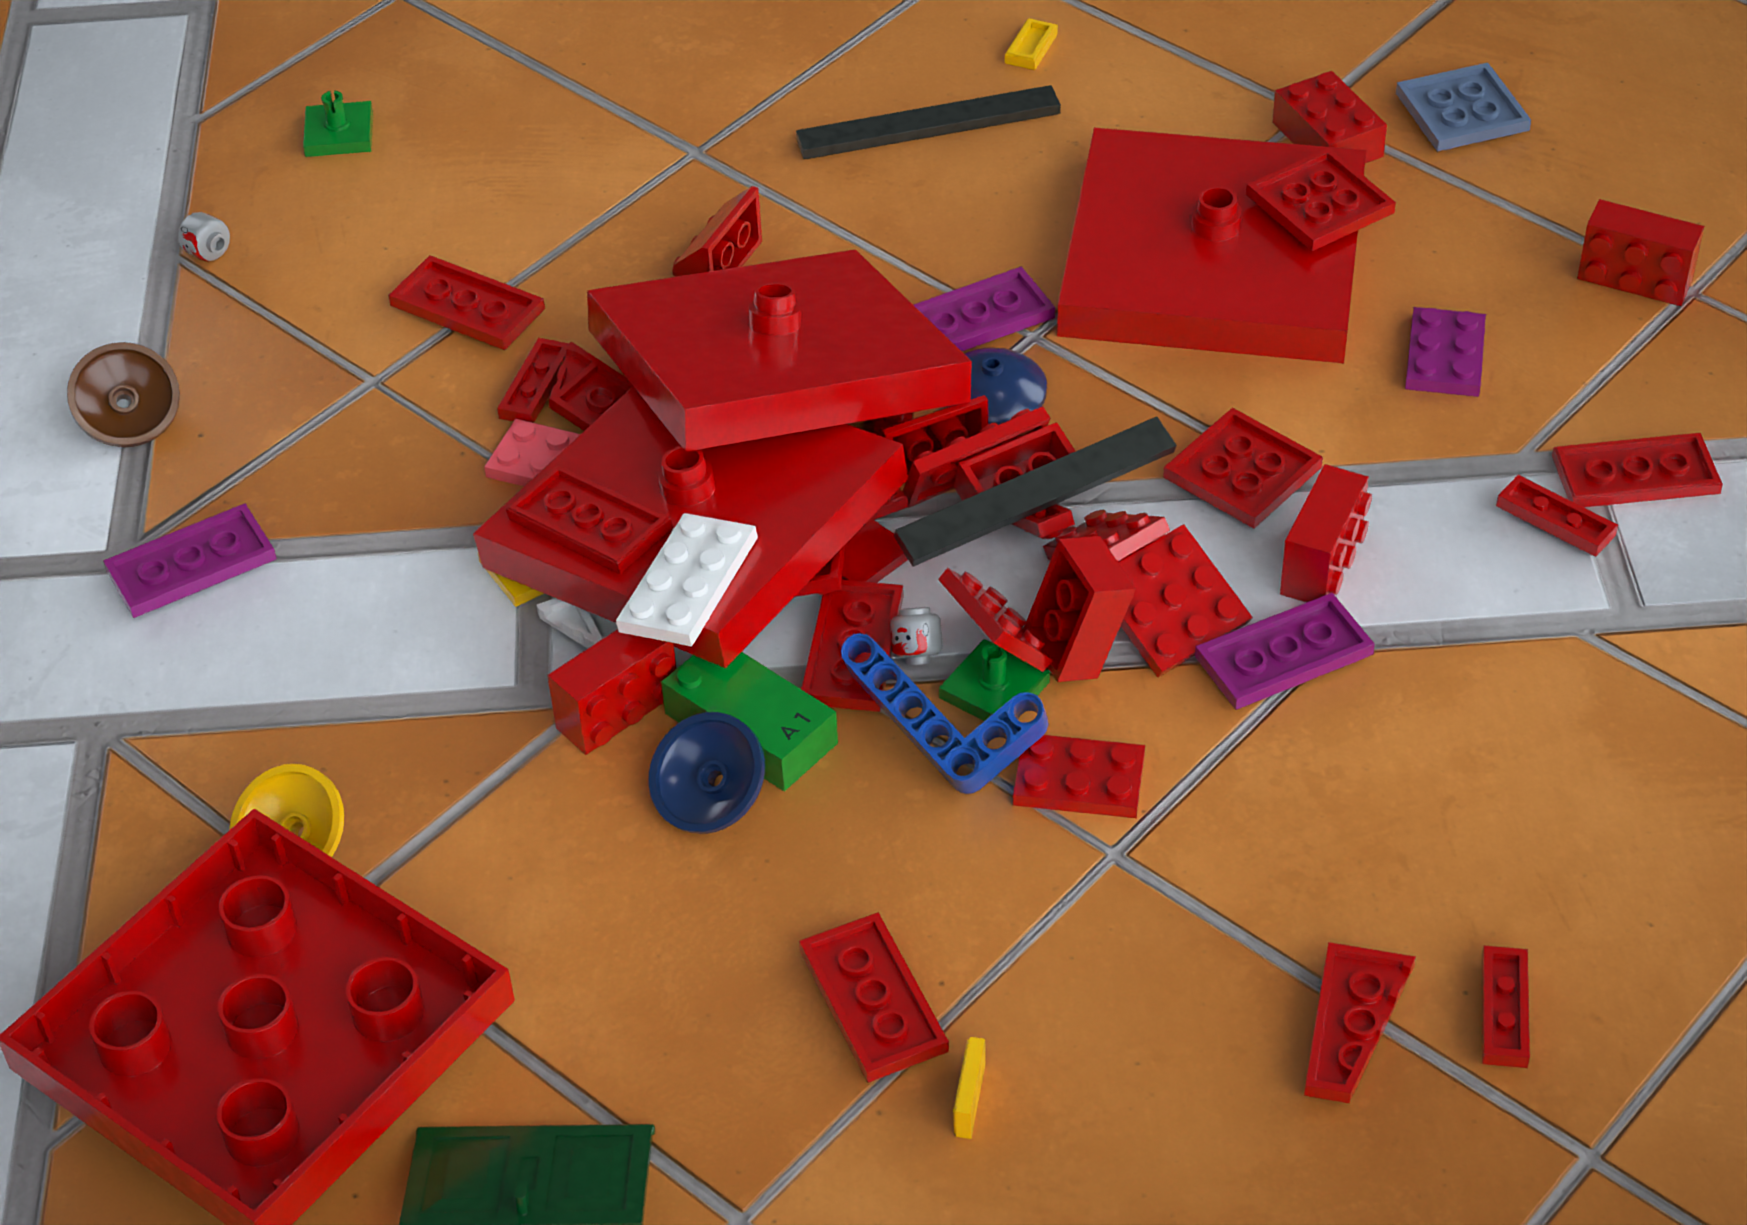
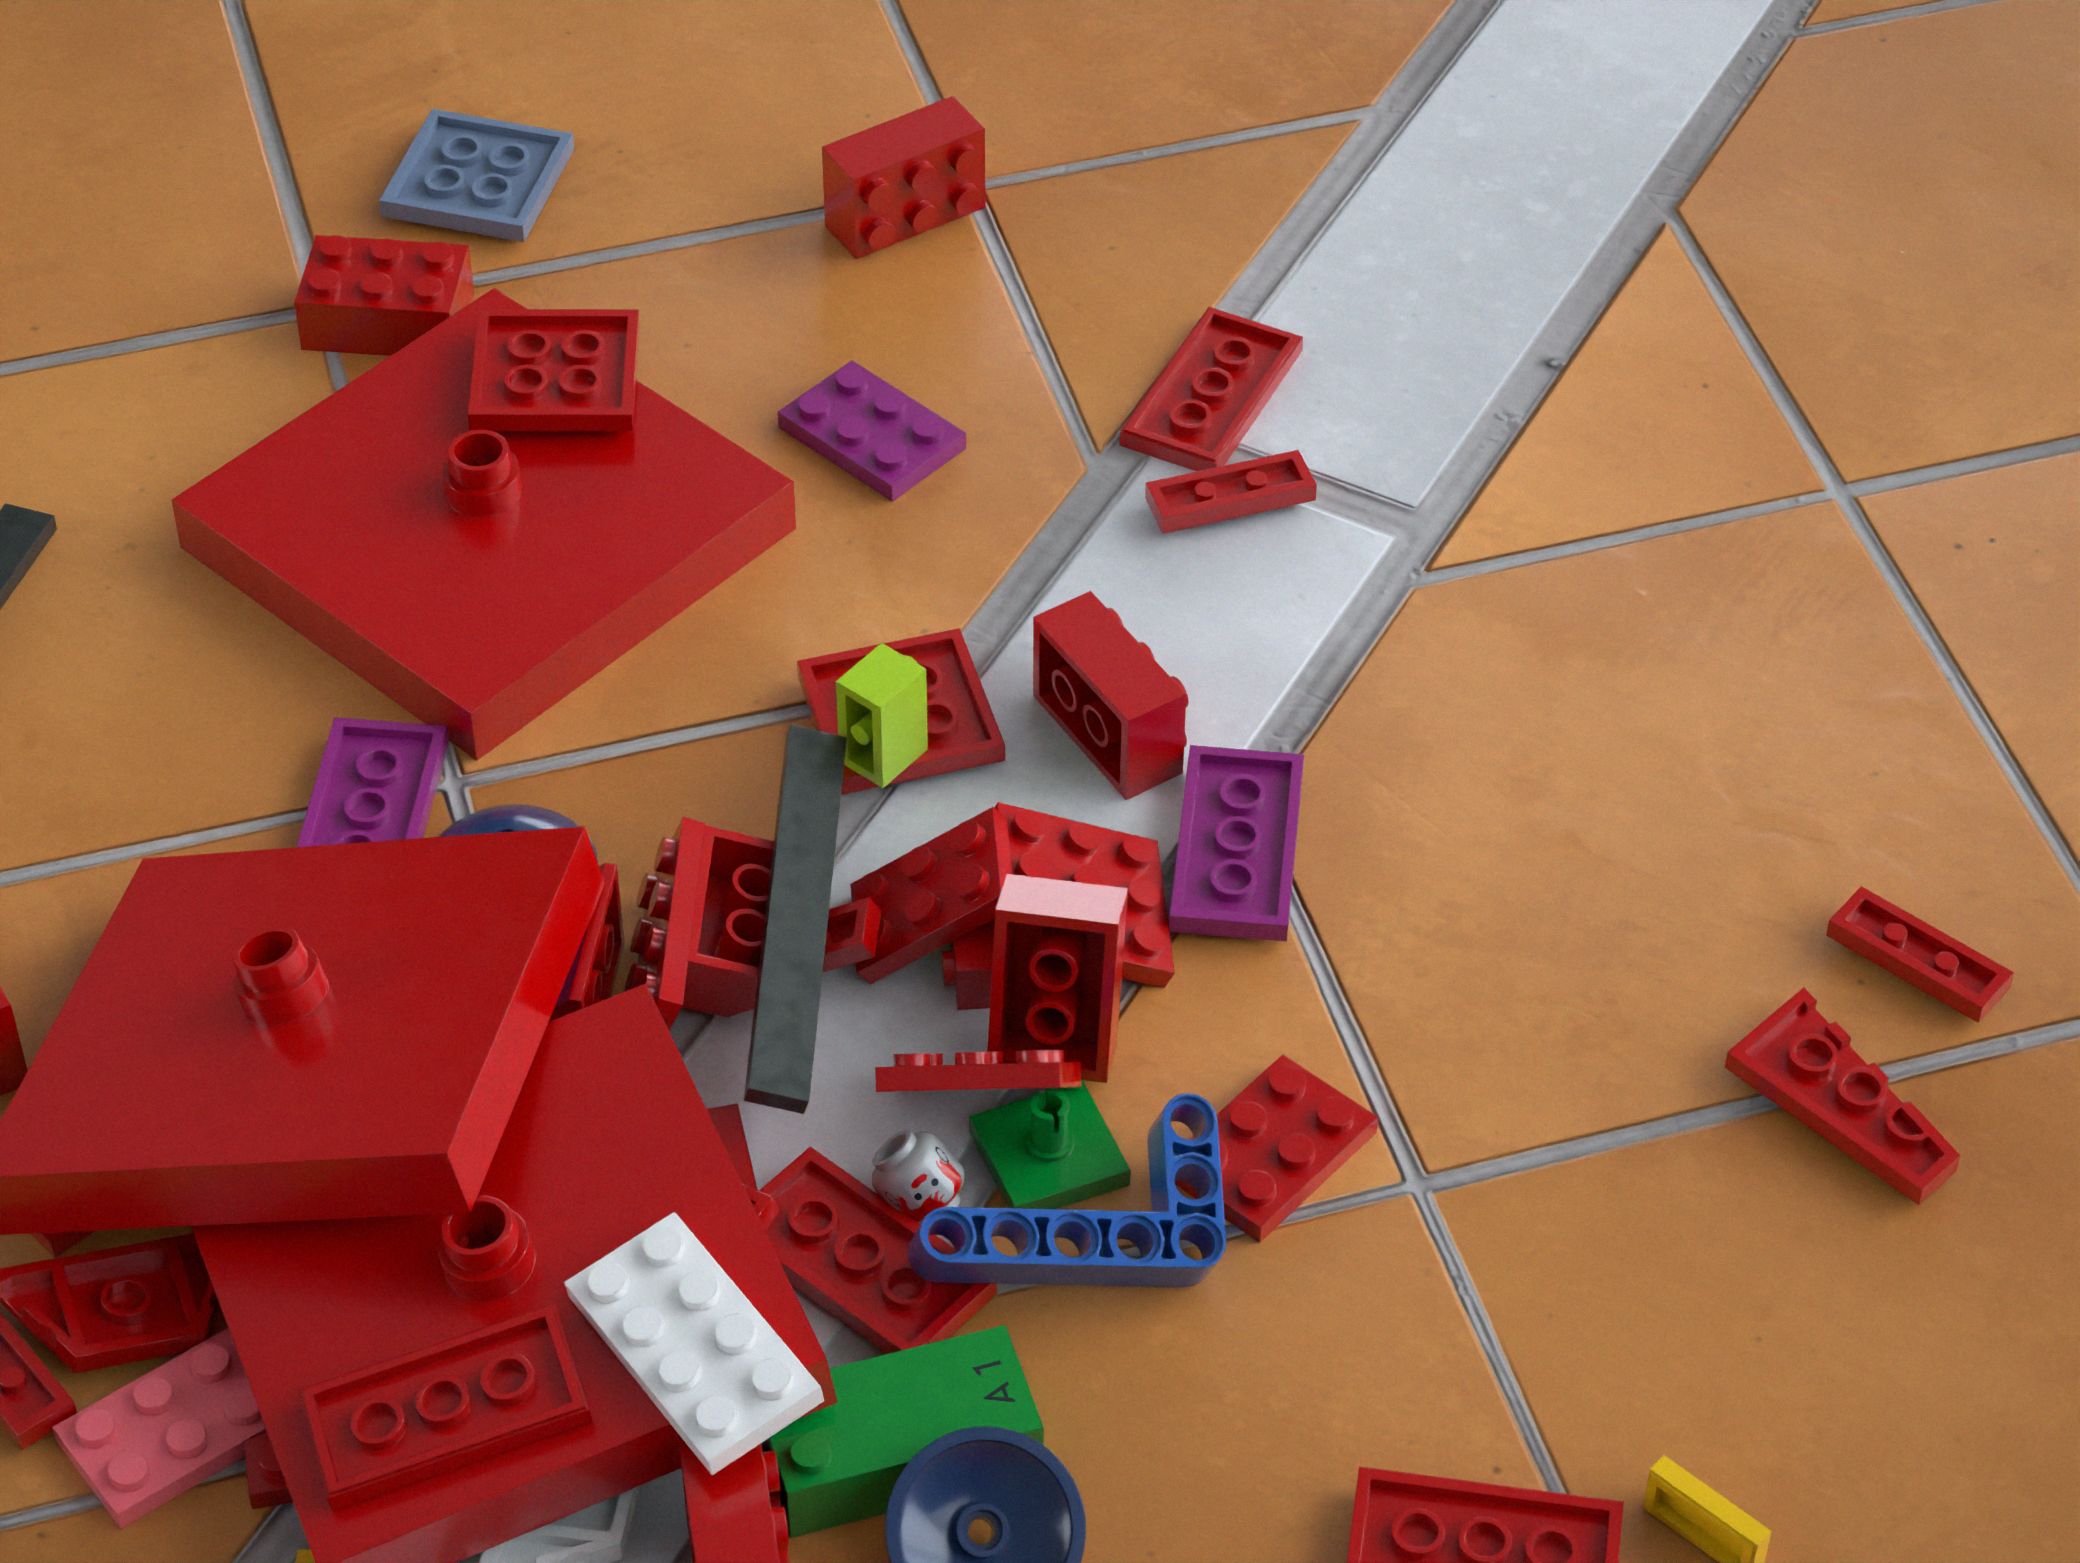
camera: 60 degrees left, 0 degrees up
(1200, 447) = (883, 714): none -> lime brick

